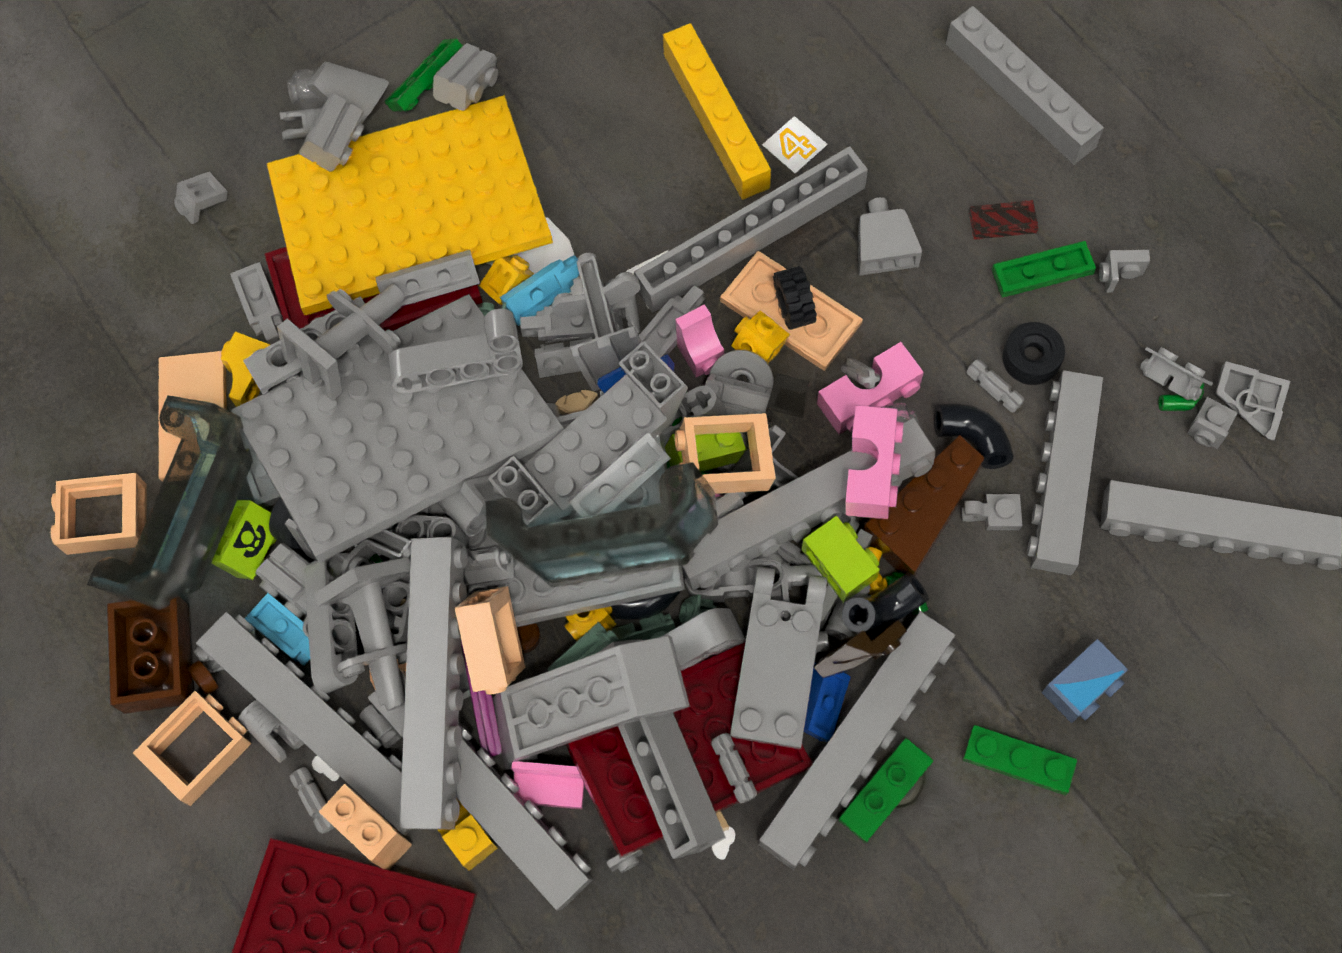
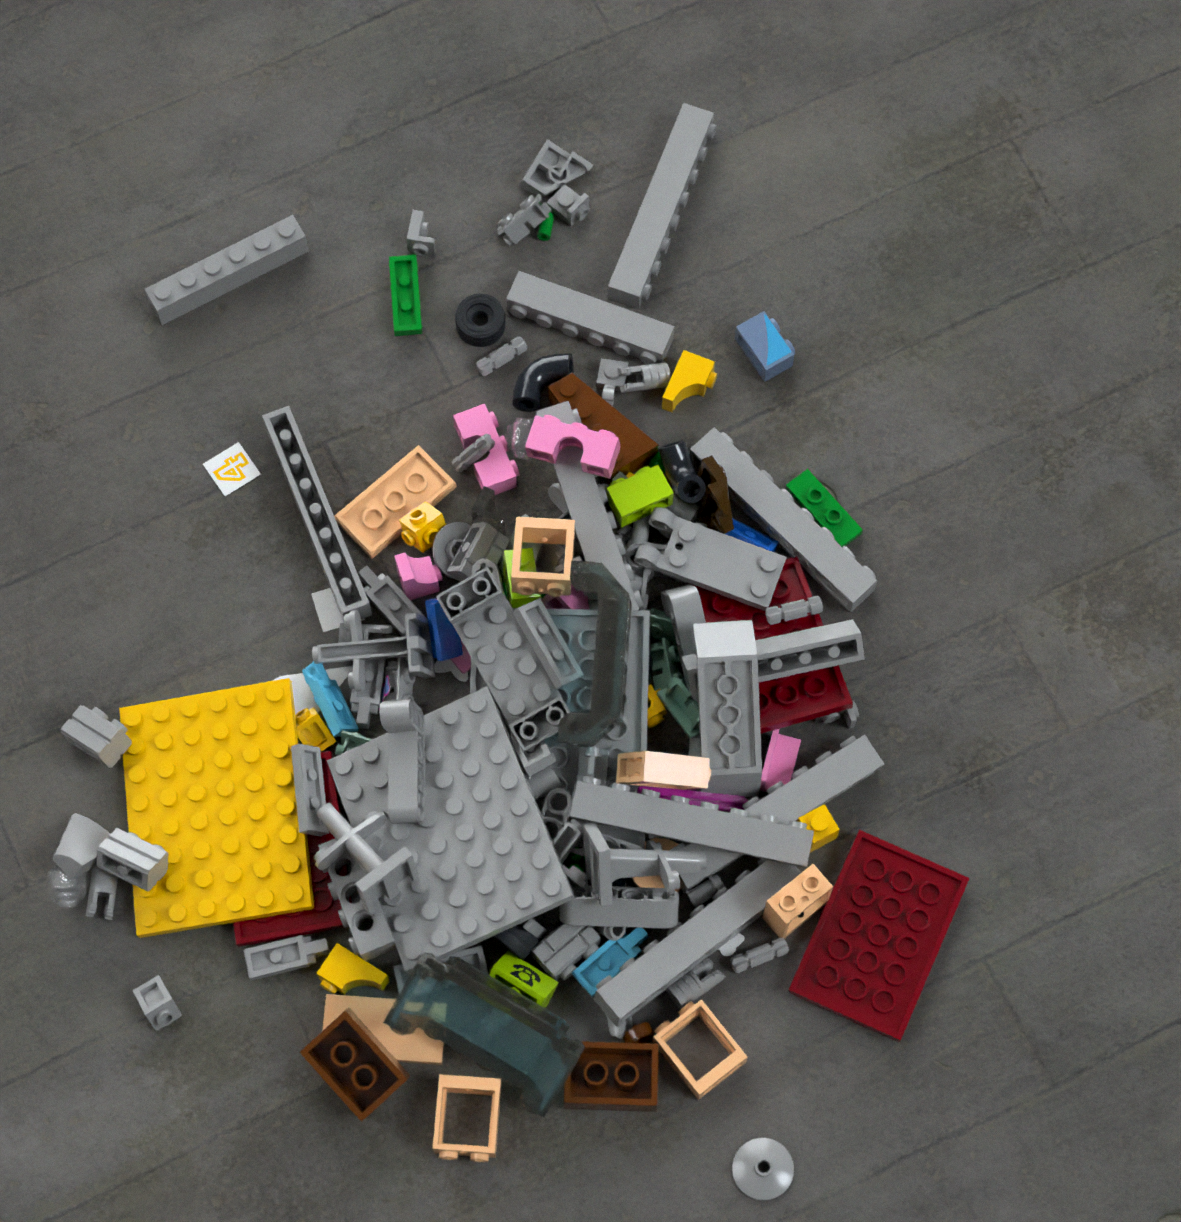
camera: 85 degrees left, 0 degrees up
(83, 852) = (758, 1184): none -> light grey dish
(135, 386) = (355, 1064): none -> reddish brown brick
(421, 79) = (78, 777): green plate -> none
(576, 402) = (446, 690): tan tile -> none
(716, 111) = (186, 524): yellow brick -> none
(794, 297) = (396, 488): black tyre -> none
(886, 240) = (348, 411): light grey torso -> none
(1003, 219) = (349, 316): clear smoke tile -> none
(1009, 552) = (647, 377): none -> light grey hinge
(1018, 596) = (689, 378): none -> yellow arch
(1020, 760) = (815, 408): green plate -> none

